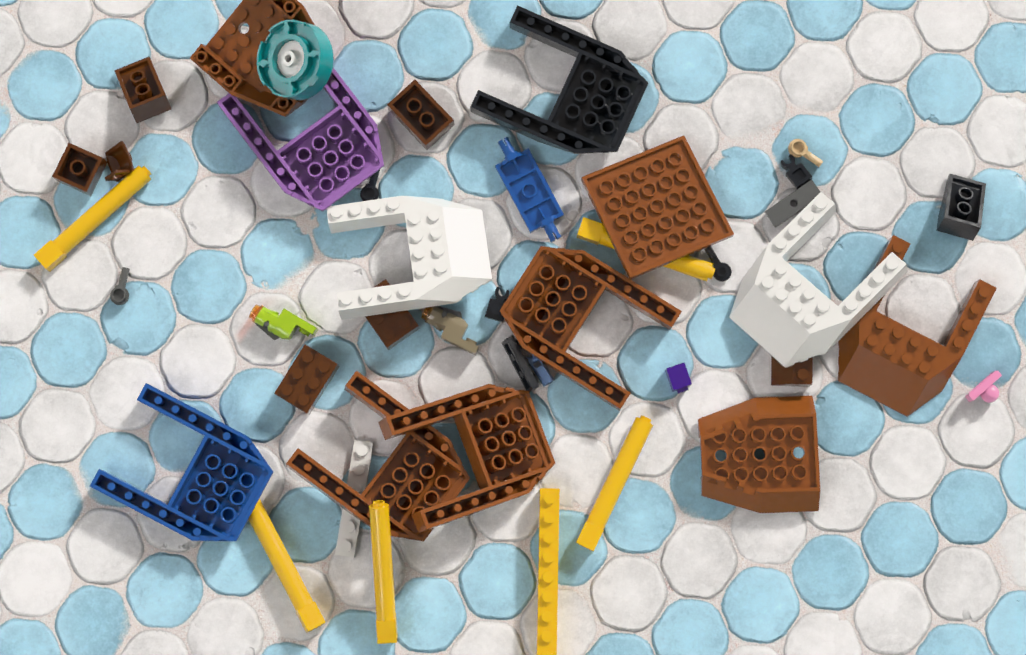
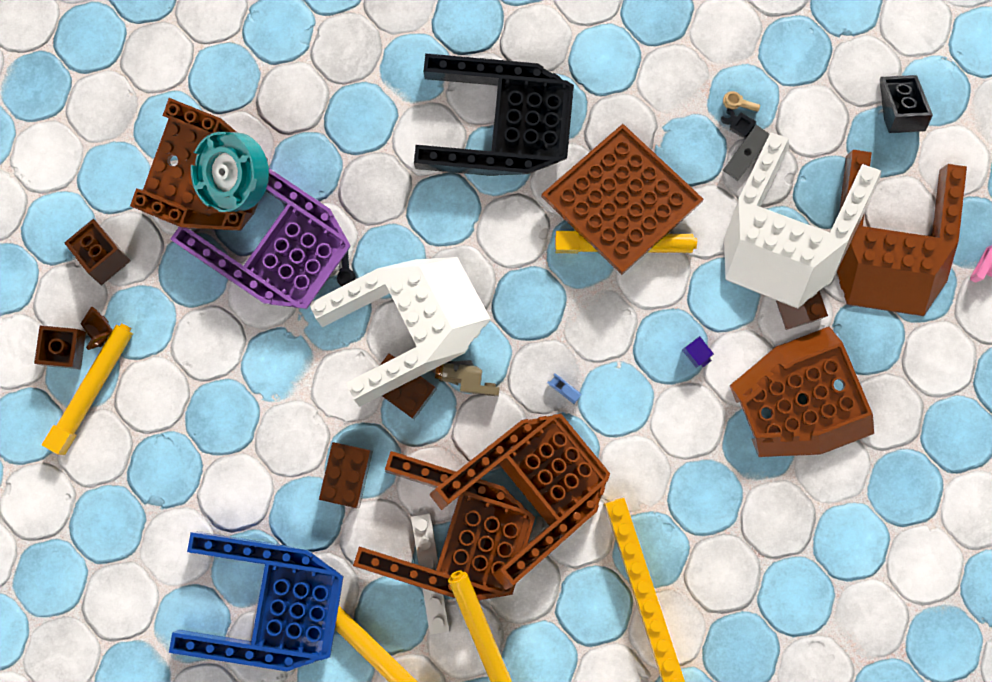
camera: 15 degrees left, 0 degrees up
(120, 294) = (138, 453): dark grey plate -> none
(281, 325) = (302, 432): lime plate -> none
(420, 114) = (369, 186): reddish brown brick -> none
(494, 306) = (504, 345): black plate -> none
(520, 364) = (544, 390): black plate -> none
(529, 190) = (495, 223): blue plate -> none
(557, 299) = (558, 319): dark orange wedge -> none
(615, 483) = (668, 522): yellow brick -> none
(722, 270) = (704, 237): black plate -> none

